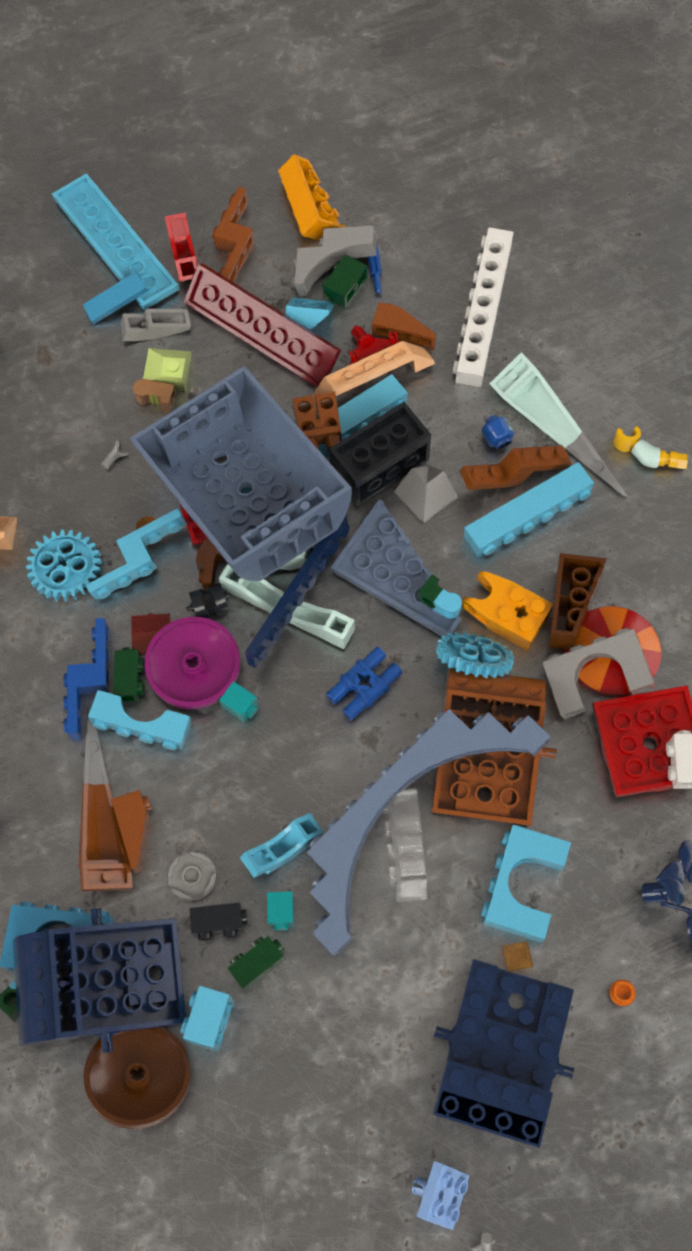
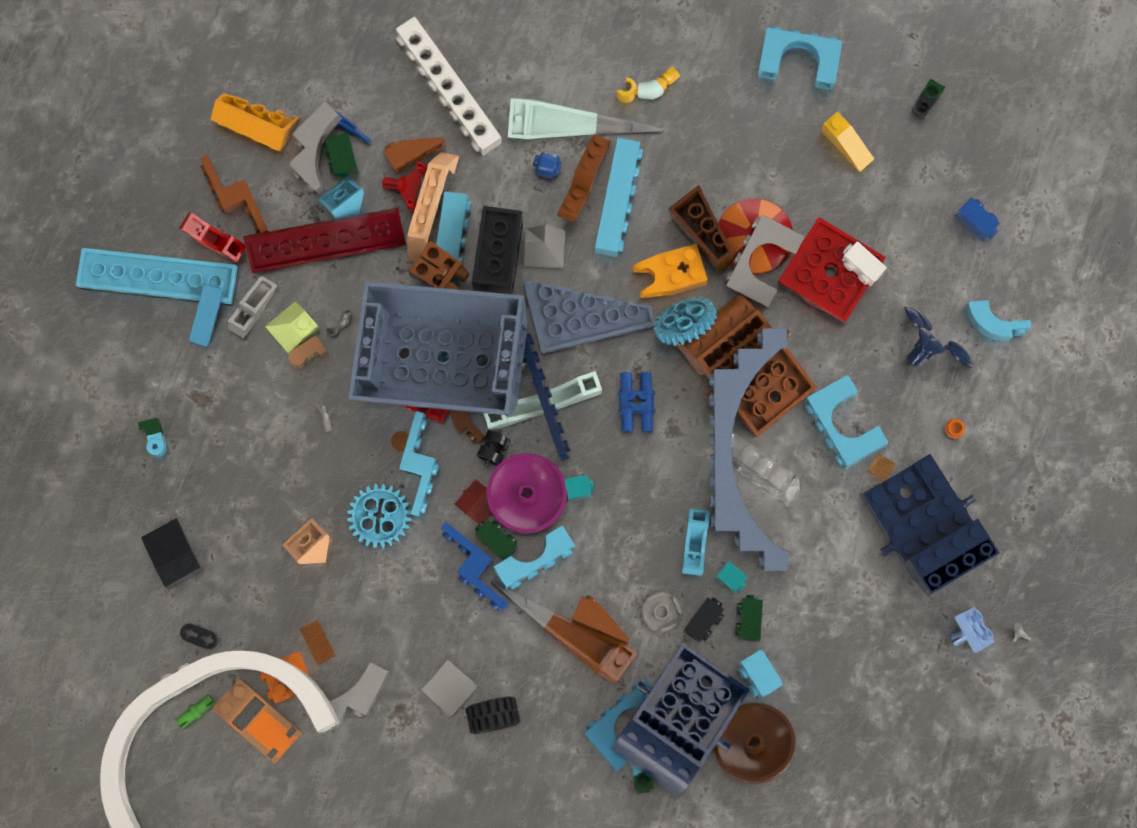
camera: 50 degrees left, 10 degrees up
(439, 599) = (629, 307): leg -> none

